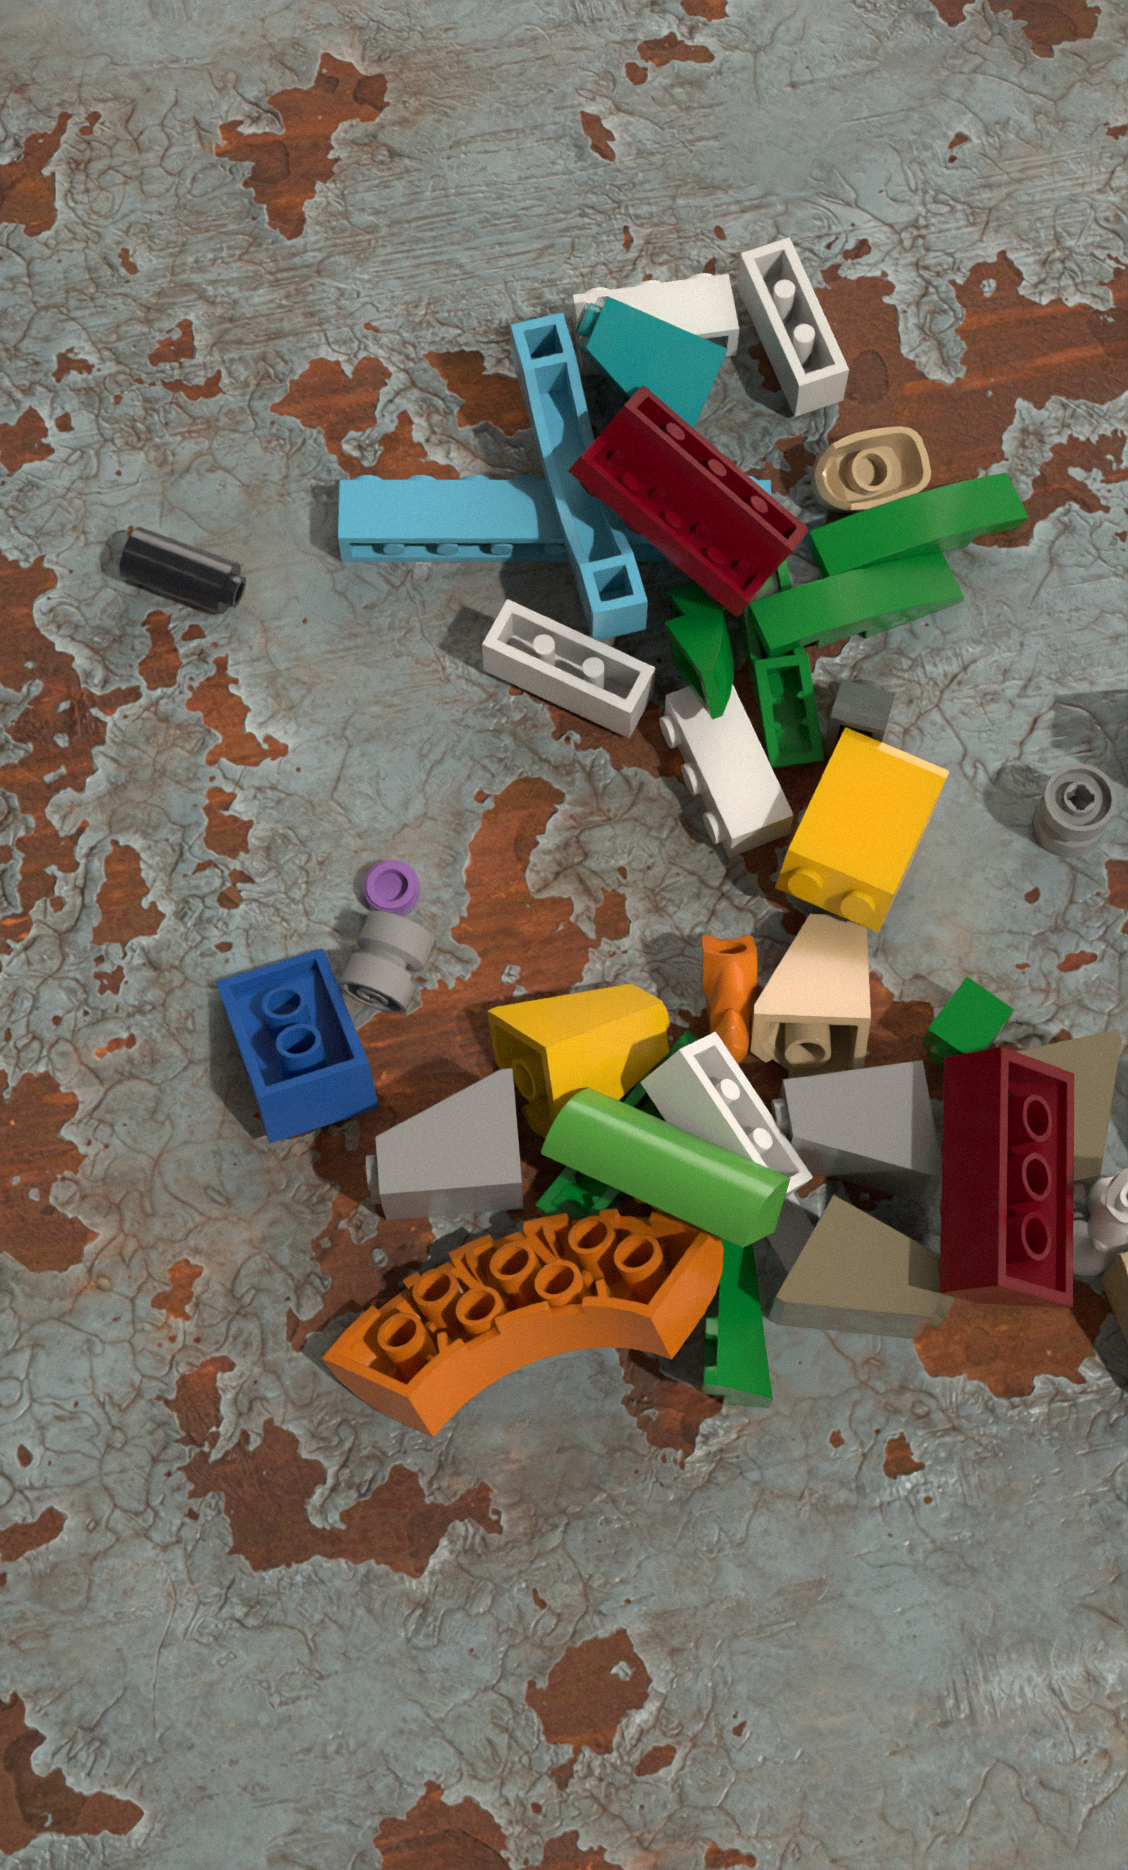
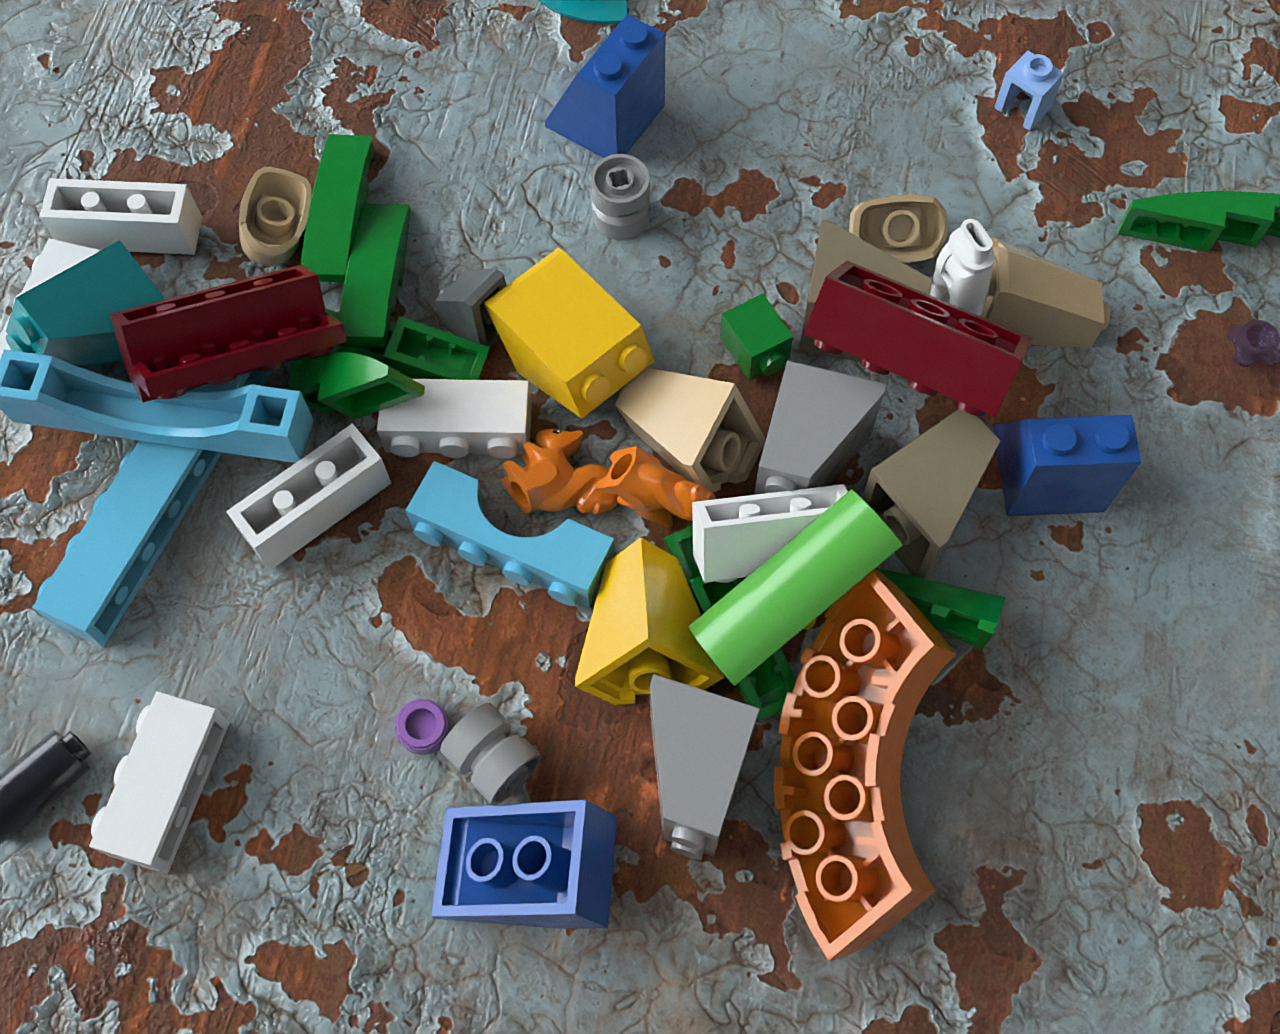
camera: 65 degrees left, 5 degrees down
(232, 681) = (159, 782): none -> white brick
(623, 814) = (562, 561): none -> medium azure arch
(701, 889) = (551, 481): none -> orange animal
(969, 1404) = (1065, 463): none -> blue slope

